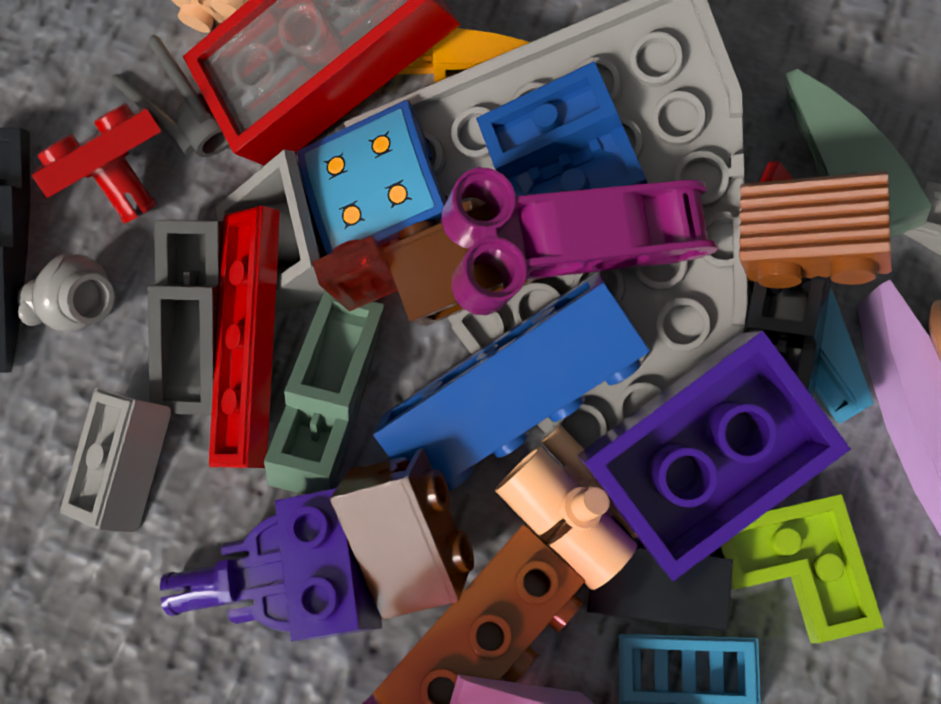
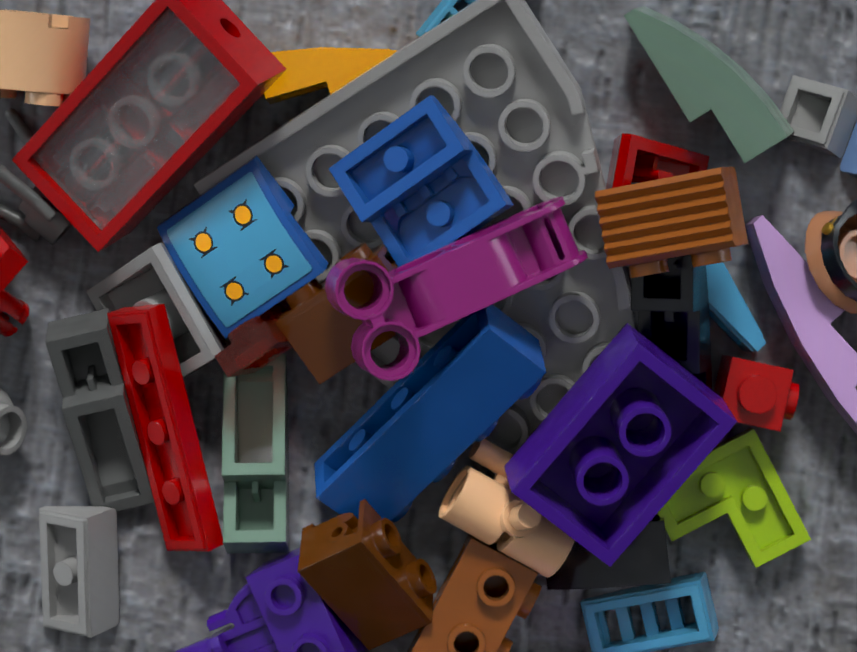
camera: 15 degrees left, 15 degrees up
(867, 466) = (757, 392): none -> red brick

